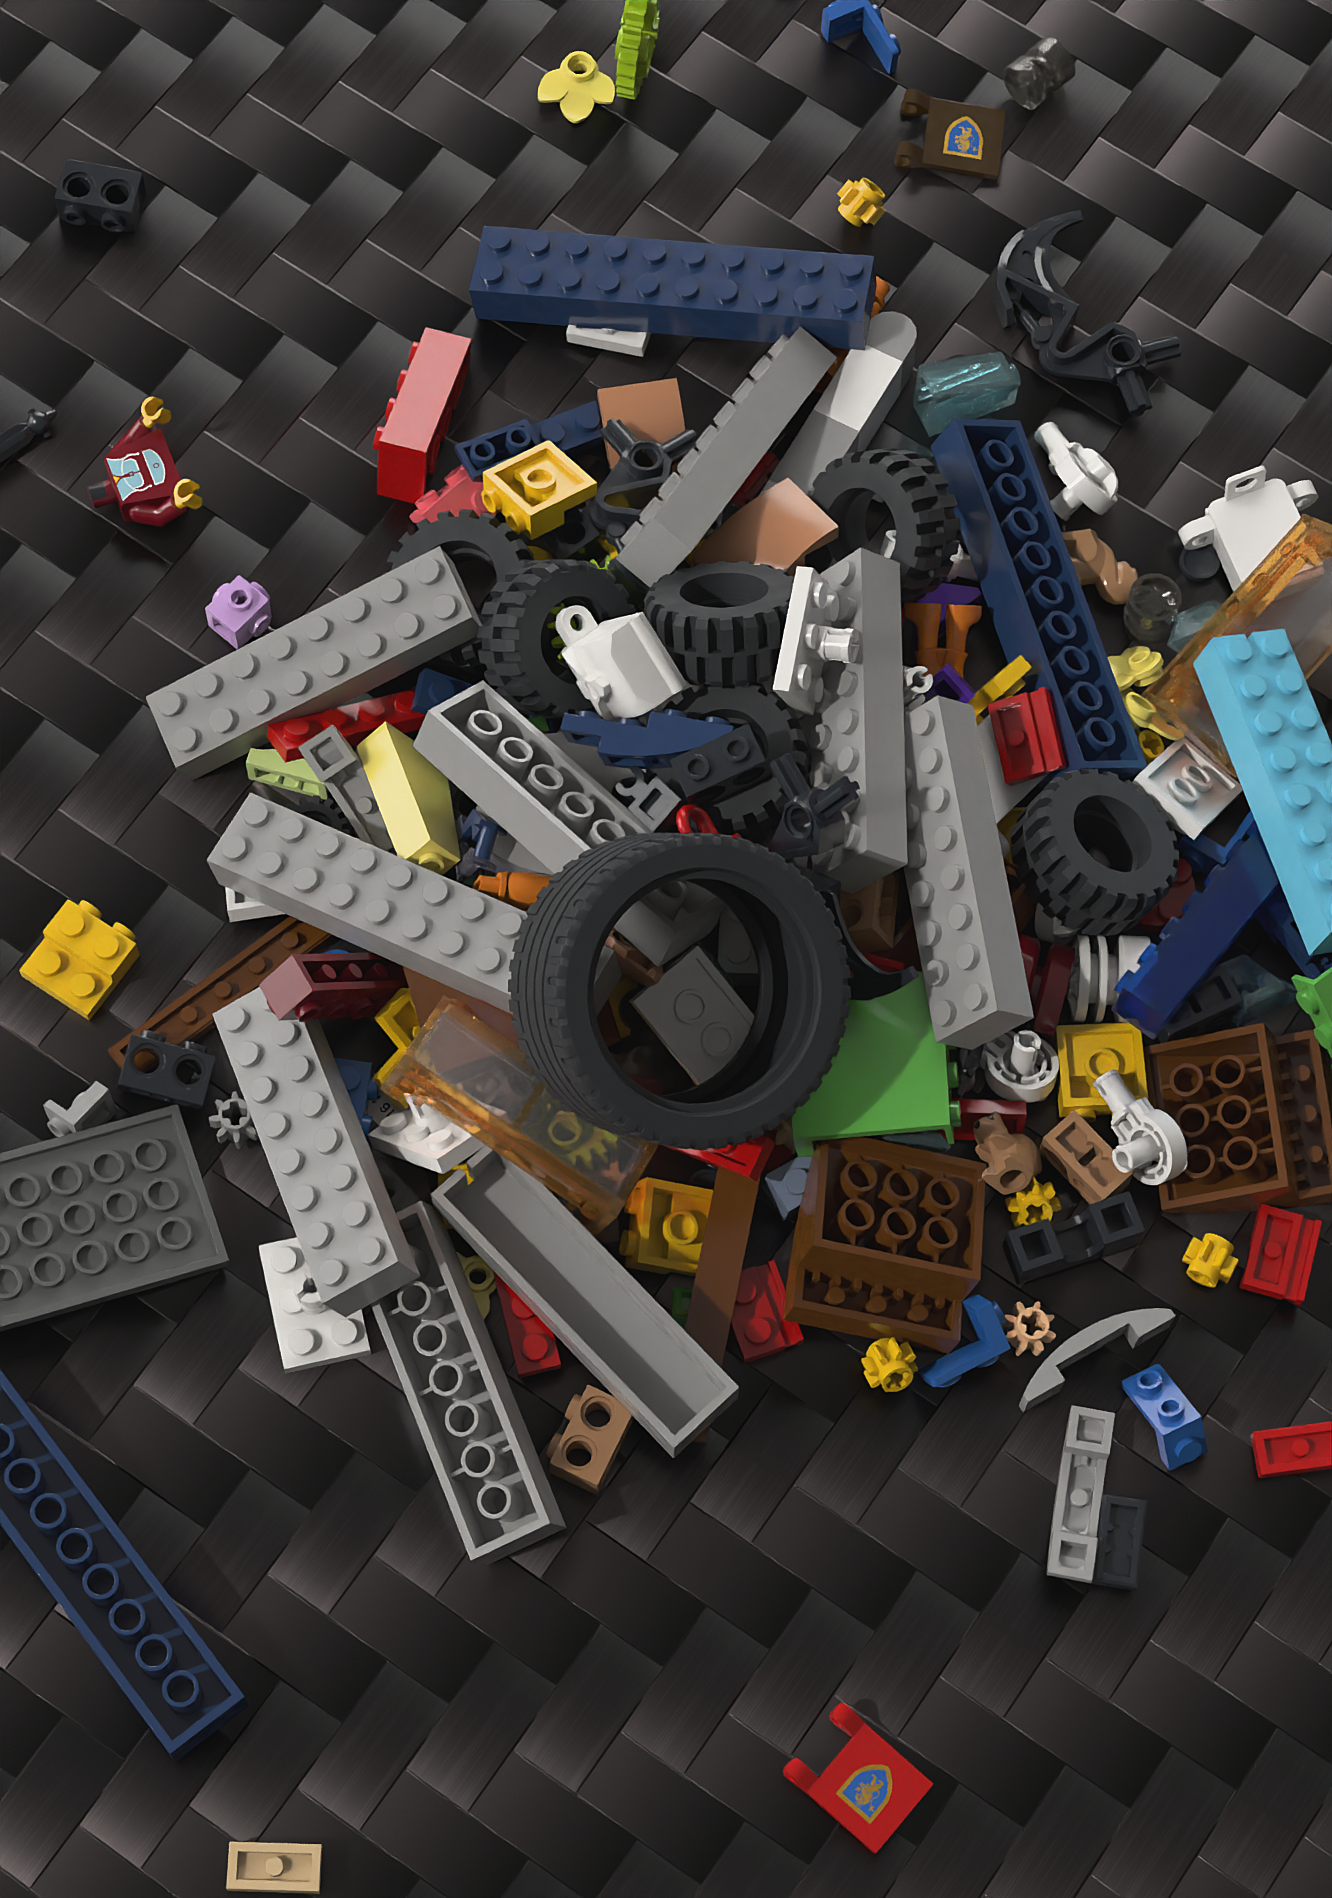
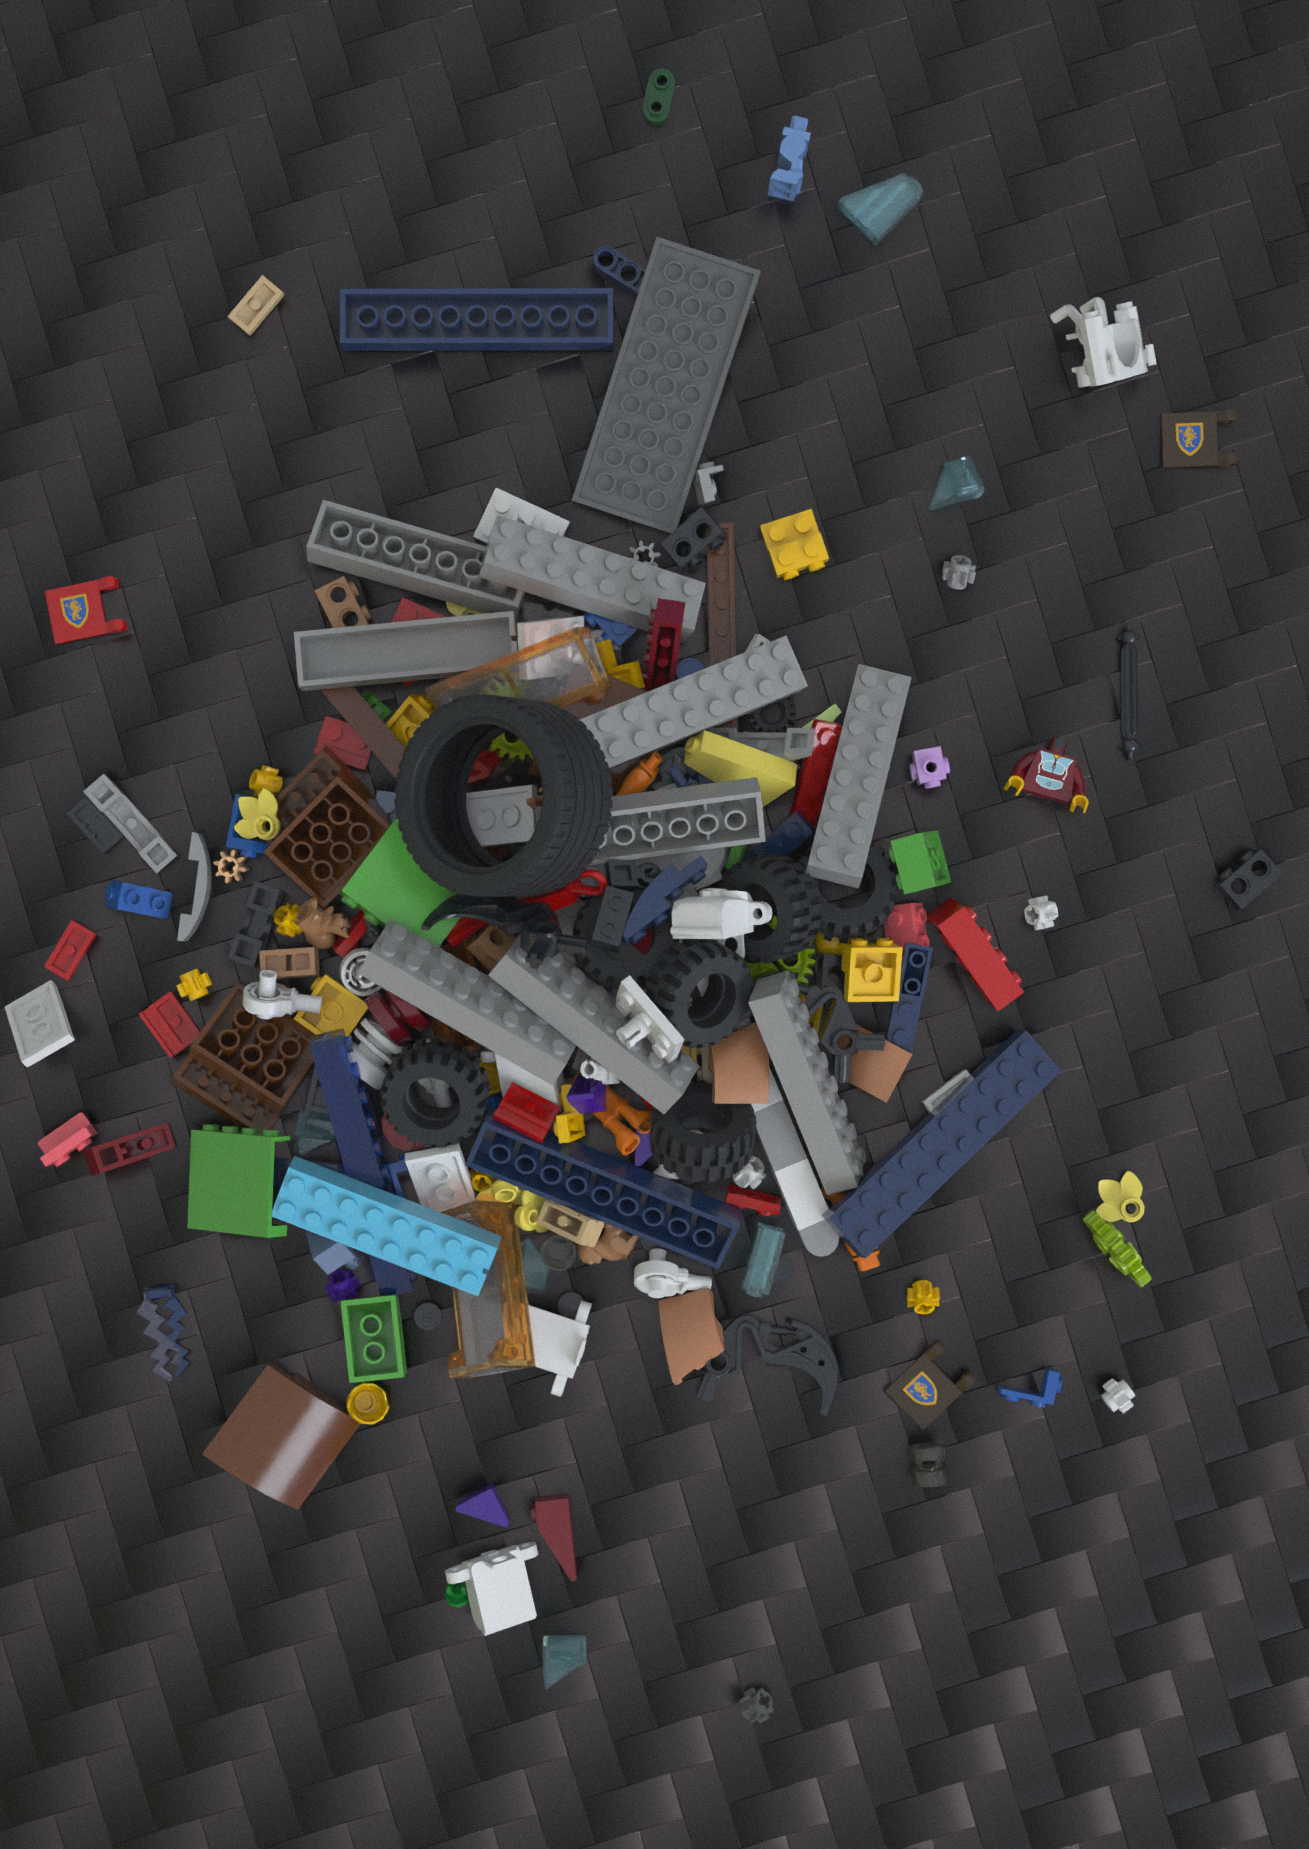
camera: 130 degrees right, 20 degrees up
(317, 377) = (1041, 912): none -> white gear
(360, 534) = (919, 862): none -> bright green brick
(902, 433) = (743, 1198): none -> red plate
(940, 1337) = (256, 814): none -> light yellow plate
(1112, 611) = (570, 1223): none -> tan brick
(1116, 404) = (690, 1332): none -> nougat slope

